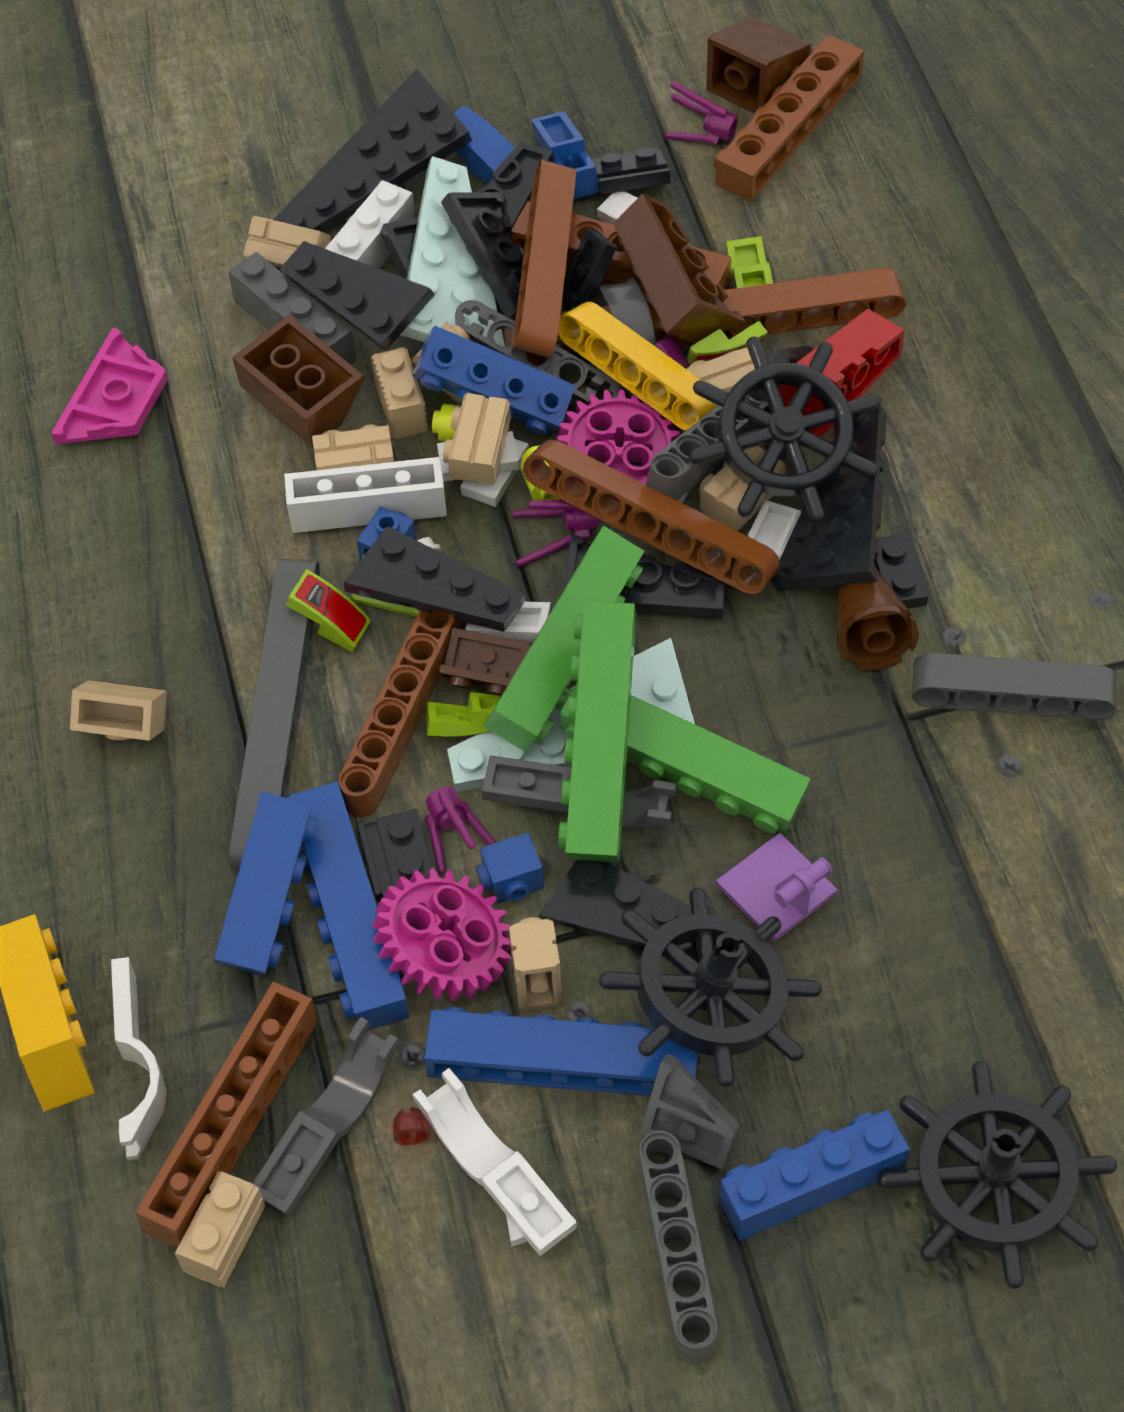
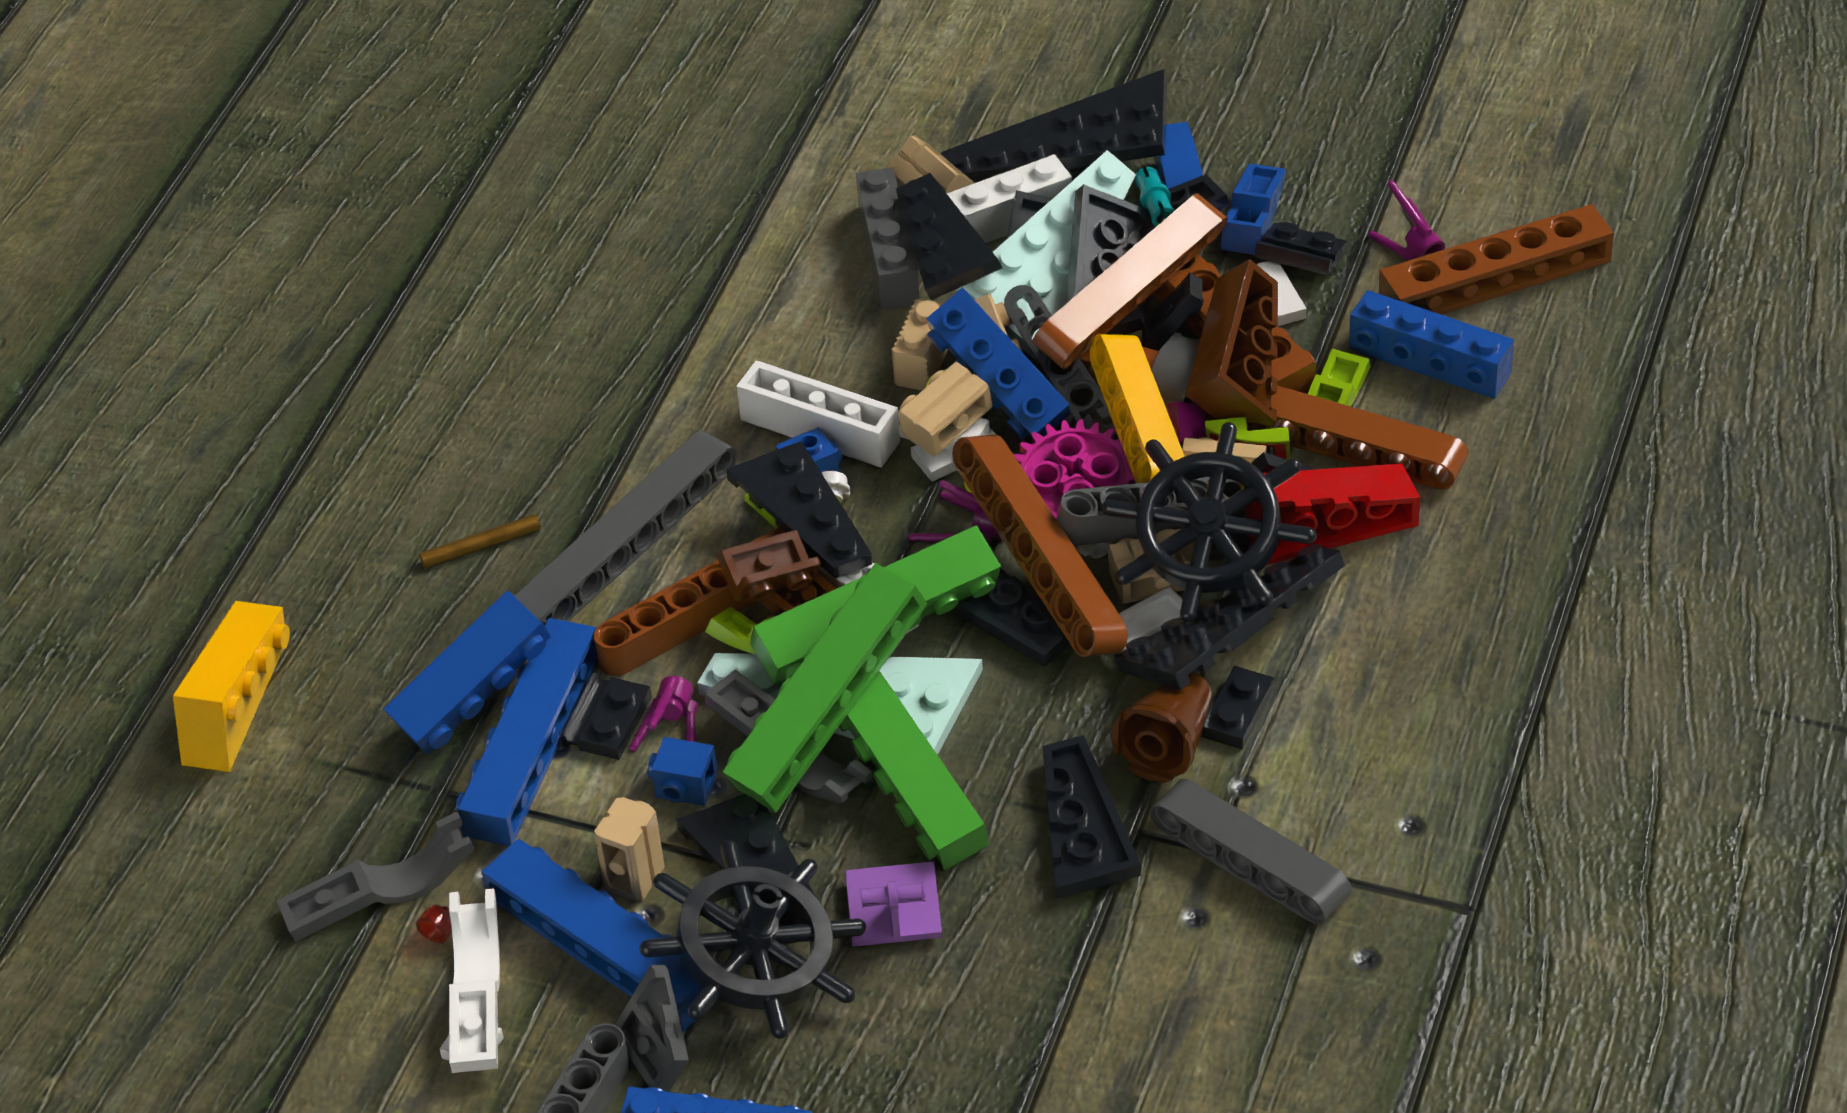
camera: 35 degrees right, 10 degrees down
(112, 394) = (686, 236): dark pink wing -> none
(118, 710) = (475, 487): tan brick -> none
(139, 1125) = (282, 738): white piece -> none
(151, 757) = (480, 541): none -> pearl gold bar
(220, 1229) = (230, 914): tan brick -> none
(228, 1112) = (302, 833): dark orange brick -> none
(298, 378) = (842, 291): reddish brown slope -> none
(326, 605) = (710, 492): slope -> none
(353, 447) = (843, 370): tan brick -> none
(442, 934) = (541, 786): dark pink gear -> none
(448, 649) = (767, 565): none -> reddish brown bracket
(499, 179) = (1154, 195): none -> teal pin
(751, 62) = (1498, 193): reddish brown slope -> none
(798, 202) = (1431, 344): none -> blue brick
(871, 736) = (1084, 825): none -> black wing

